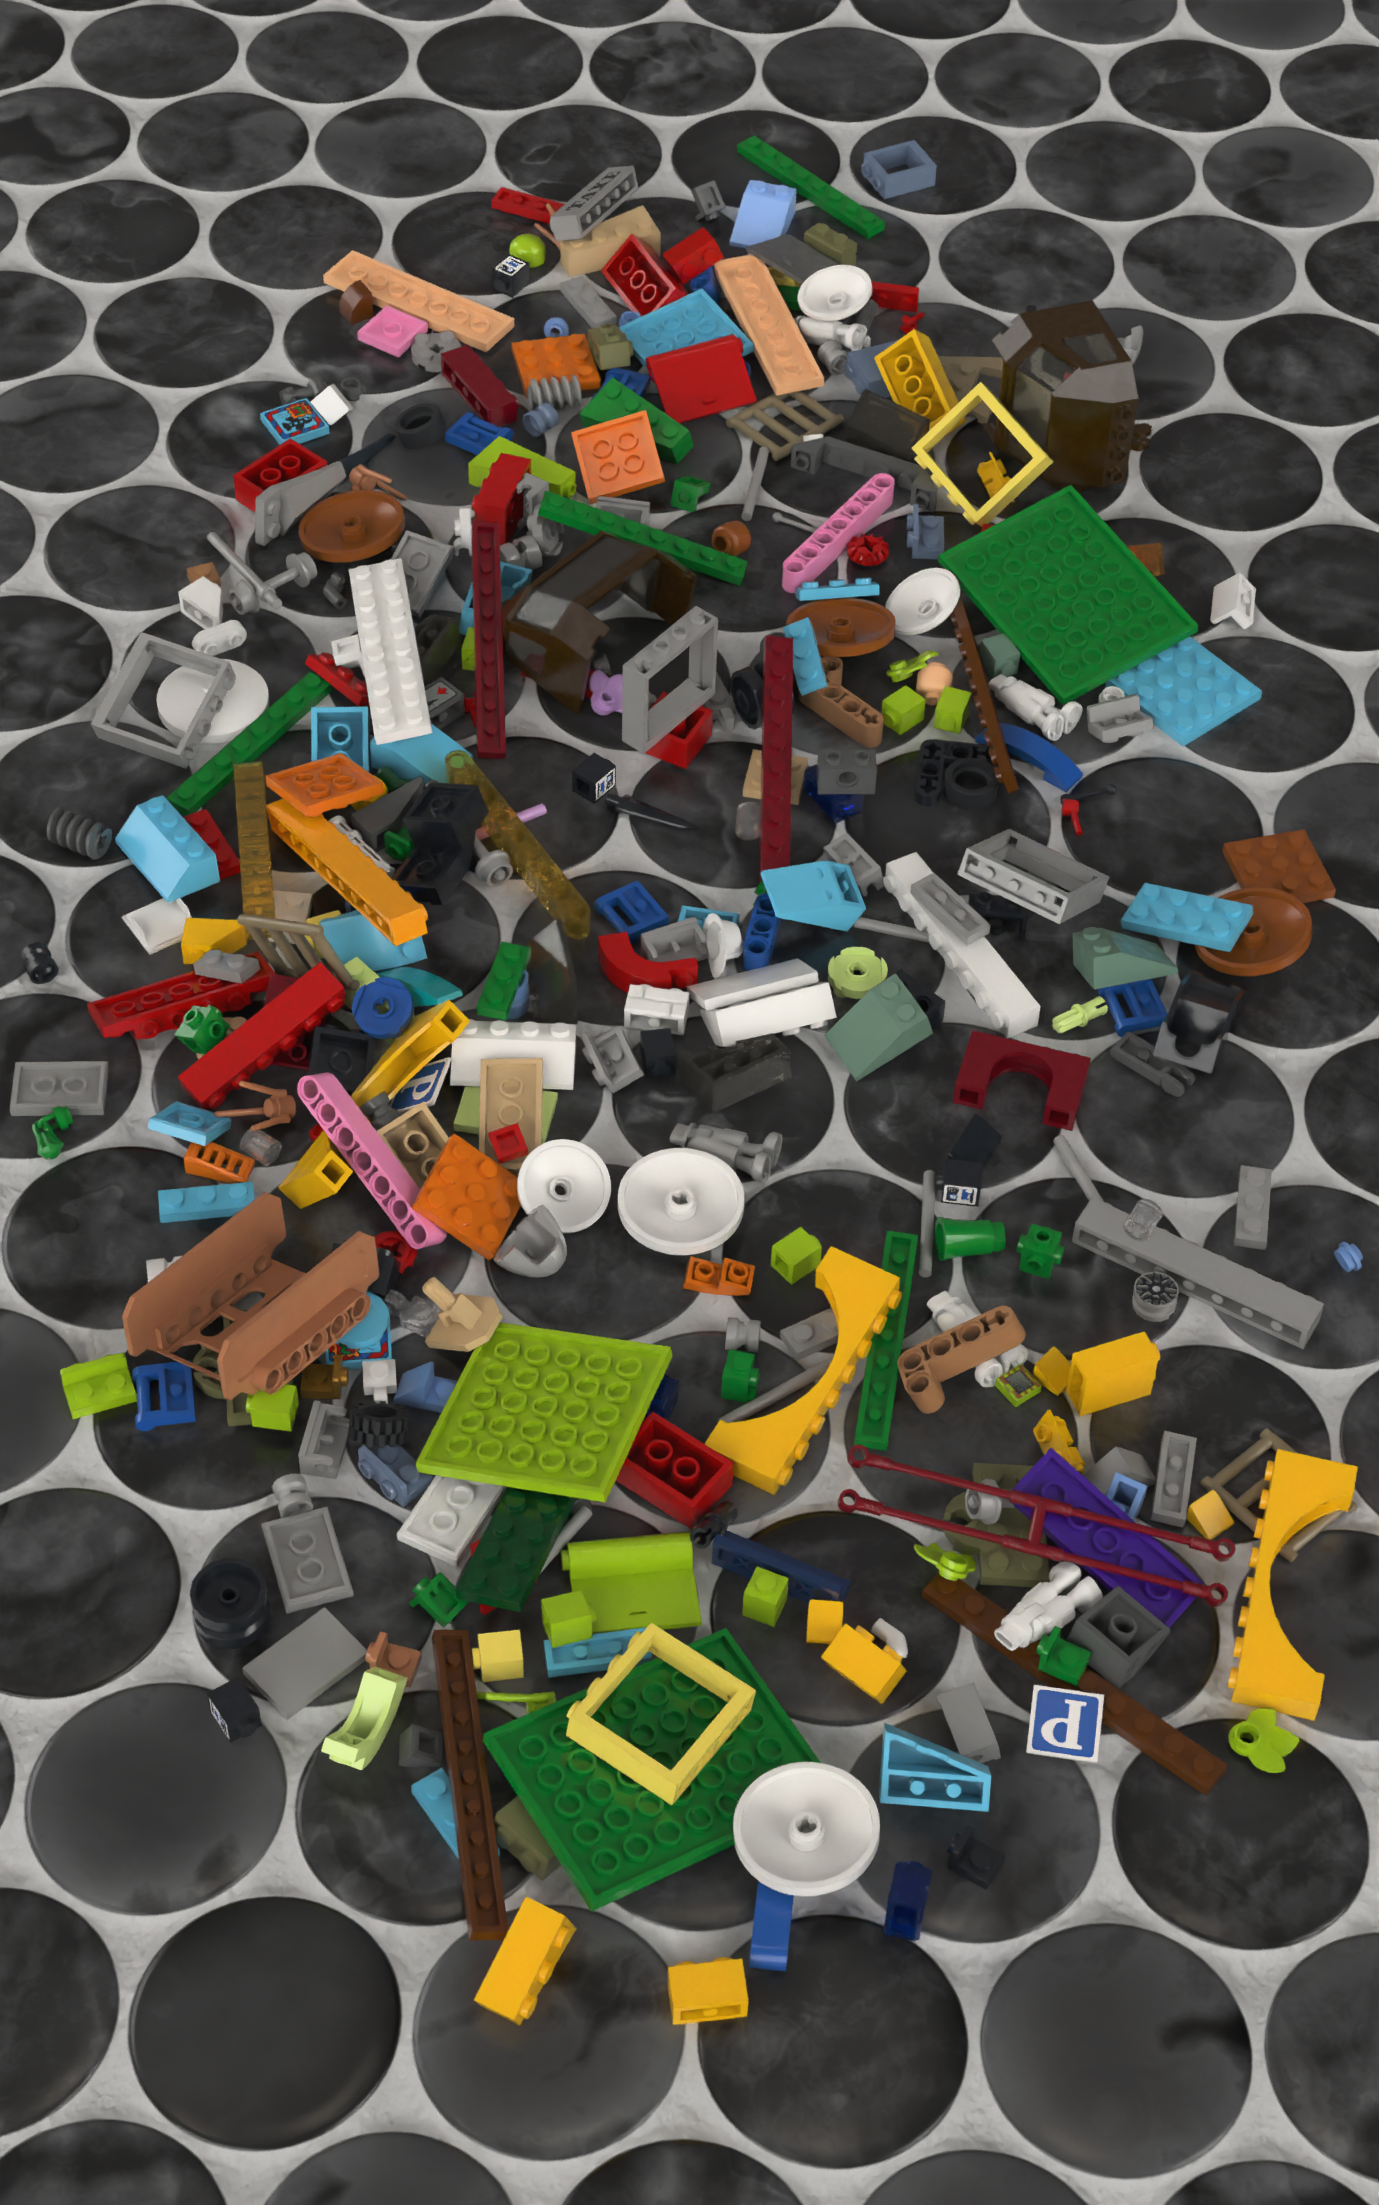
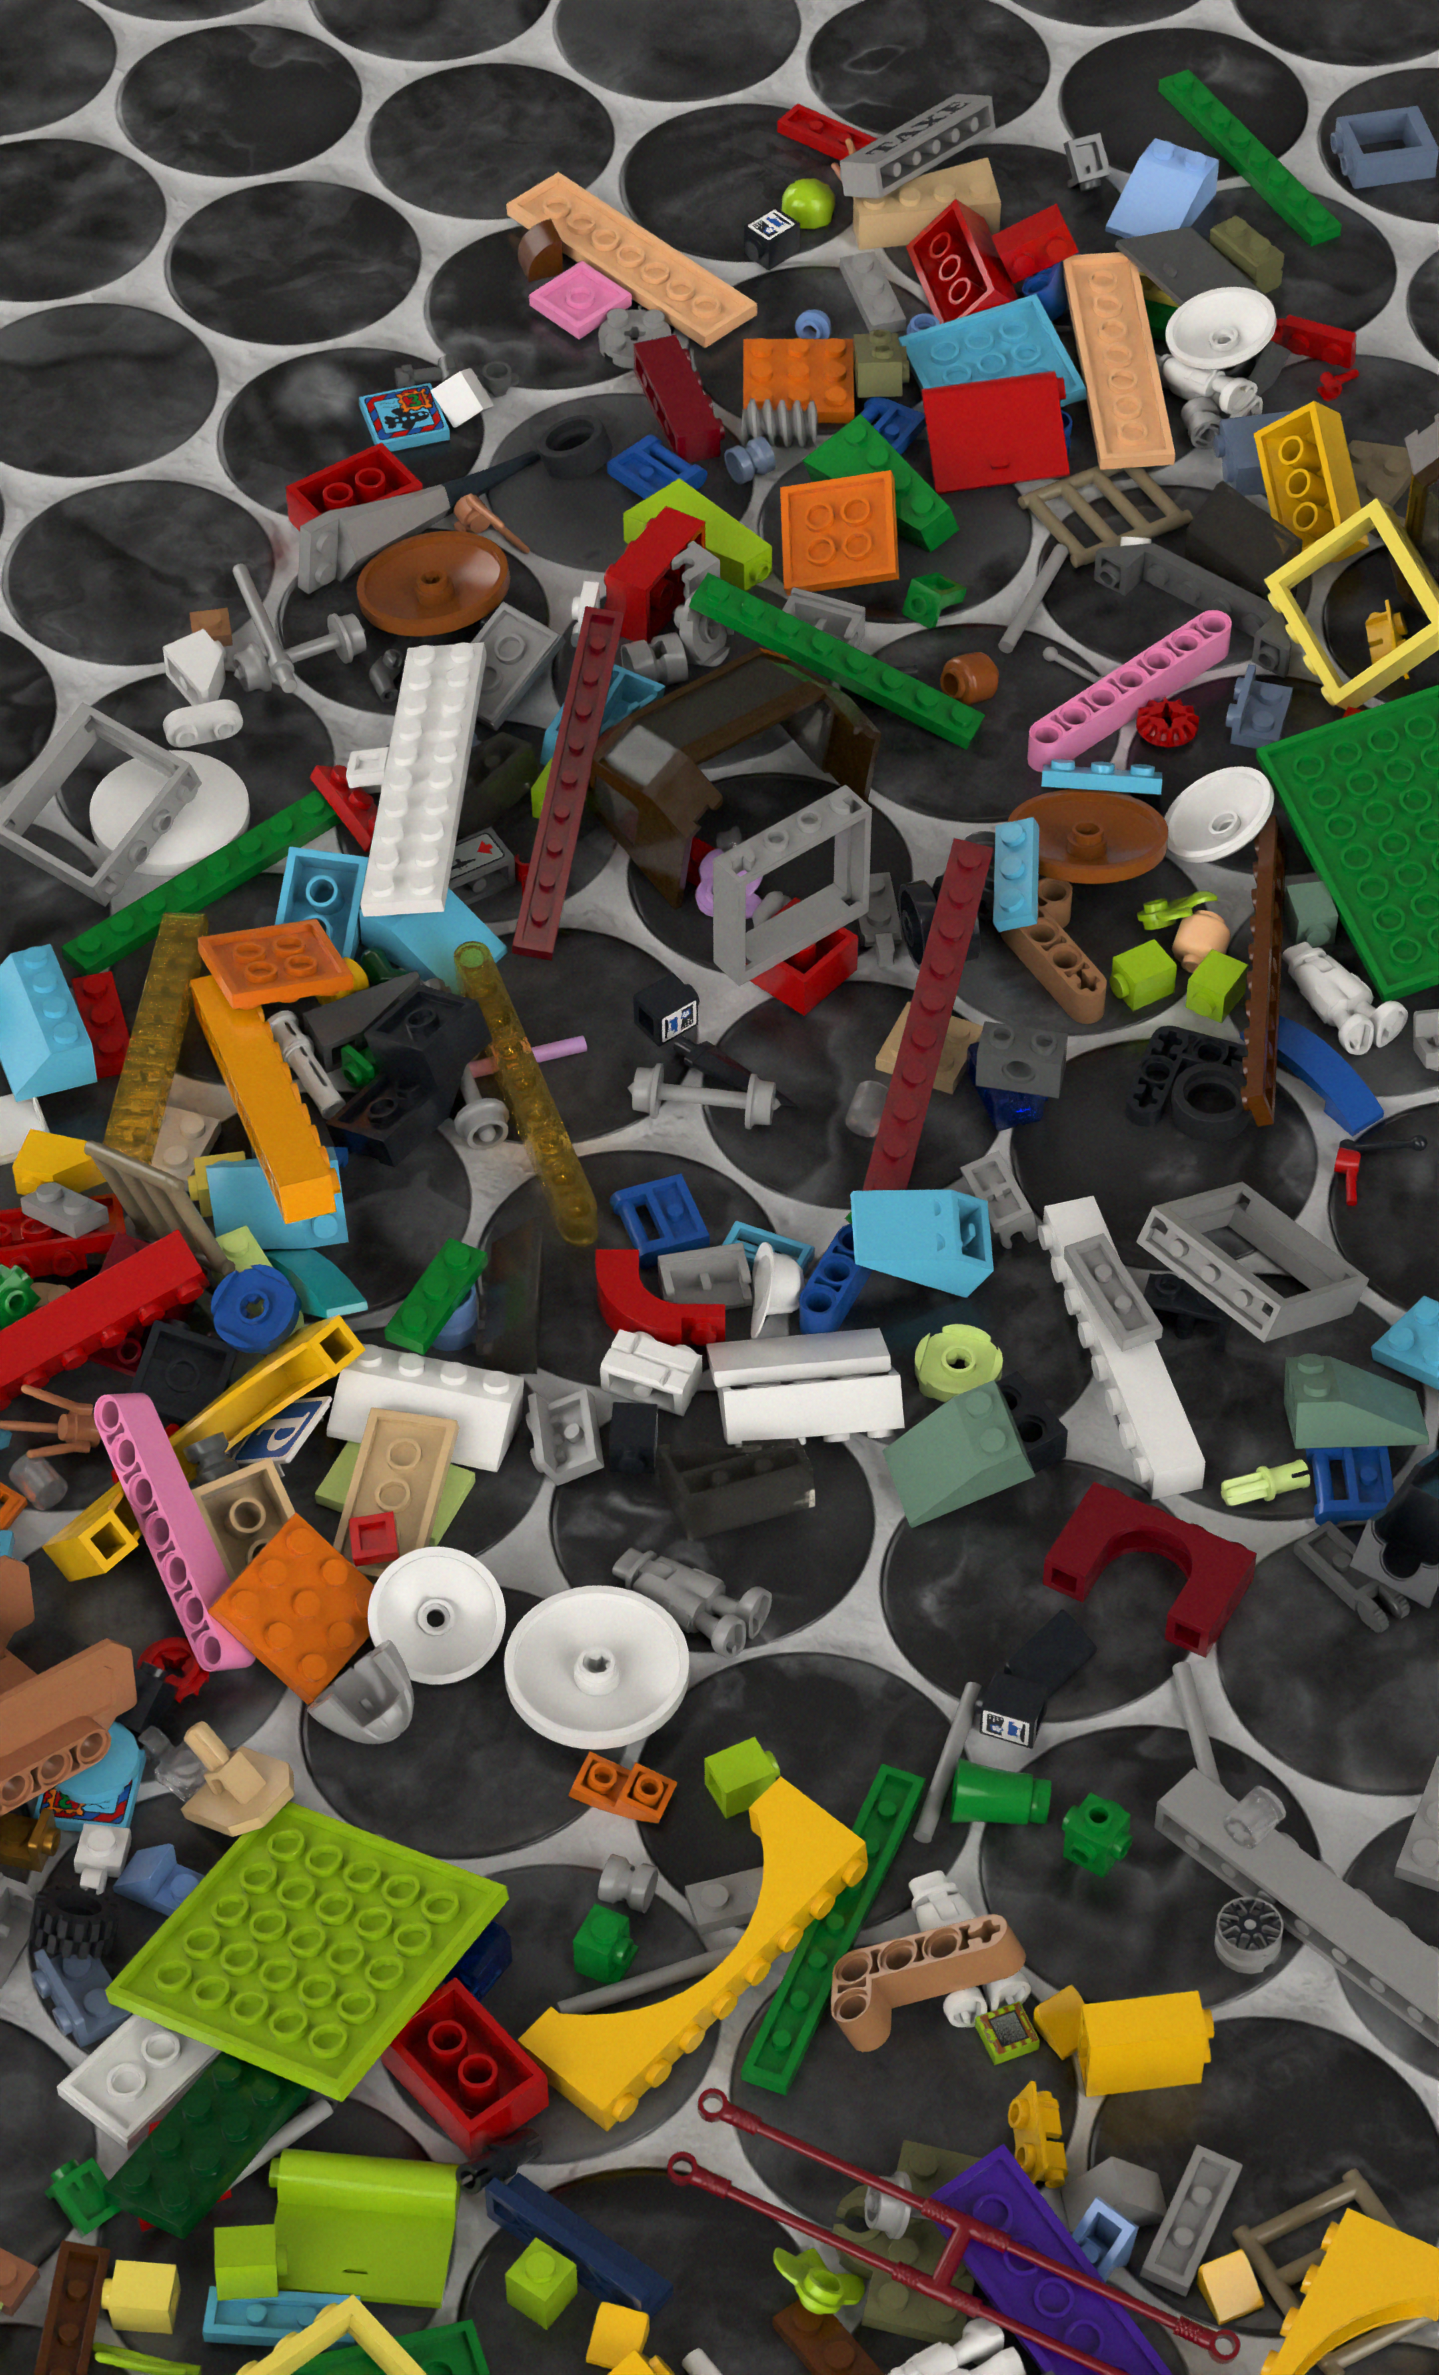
camera: 15 degrees right, 0 degrees up
(600, 830) = (649, 1091): none -> light grey piece
(891, 929) = (1029, 1304): light grey bar -> none

